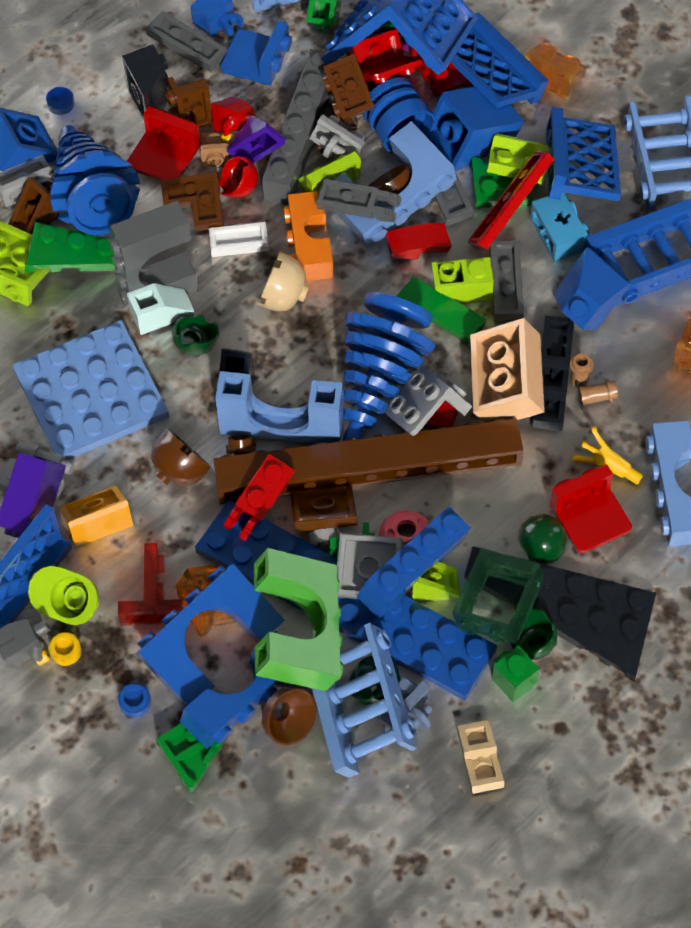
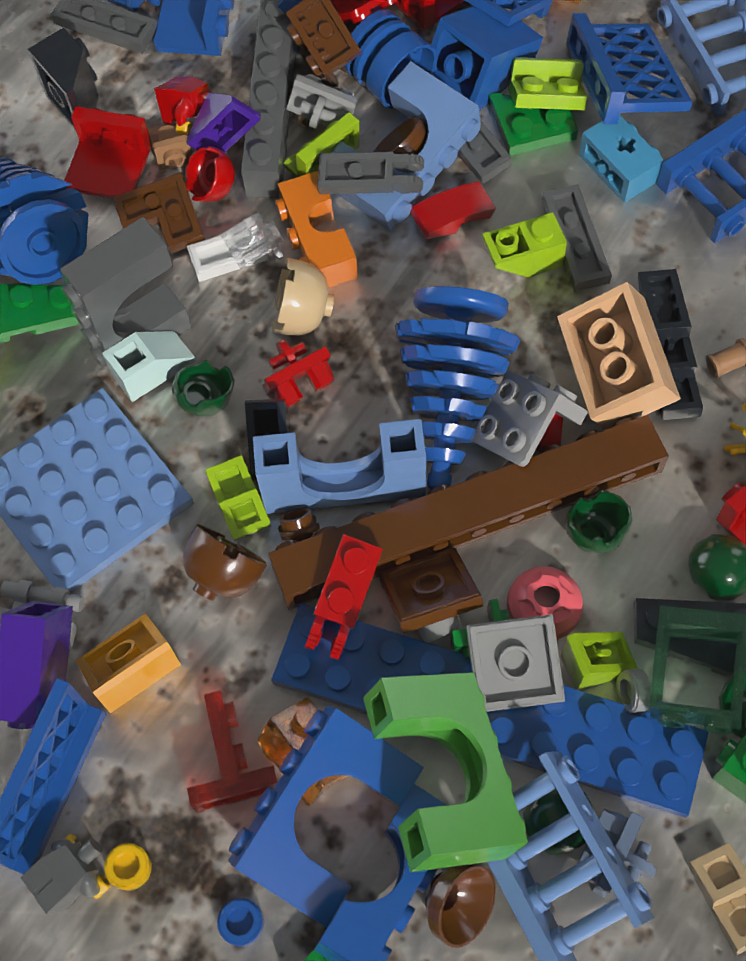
camera: 10 degrees left, 5 degrees up
(63, 595) = (110, 794): lime piece -> none
(190, 101) = (127, 90): reddish brown bracket -> none
(202, 418) = (237, 498): none -> lime slope
(256, 341) = (314, 366): none -> red hips
(259, 233) = (252, 240): none -> clear bracket
(412, 561) = (569, 664): blue arch -> none
(446, 311) = (525, 296): green tile -> none
(447, 605) = (633, 690): none -> light grey tile
(460, 488) = (599, 522): none -> dark green hair
(510, 200) = (557, 136): red tile -> none
(581, 366) = (705, 329): medium nougat pin -> none
(590, 291) = (686, 228): blue slope -> none

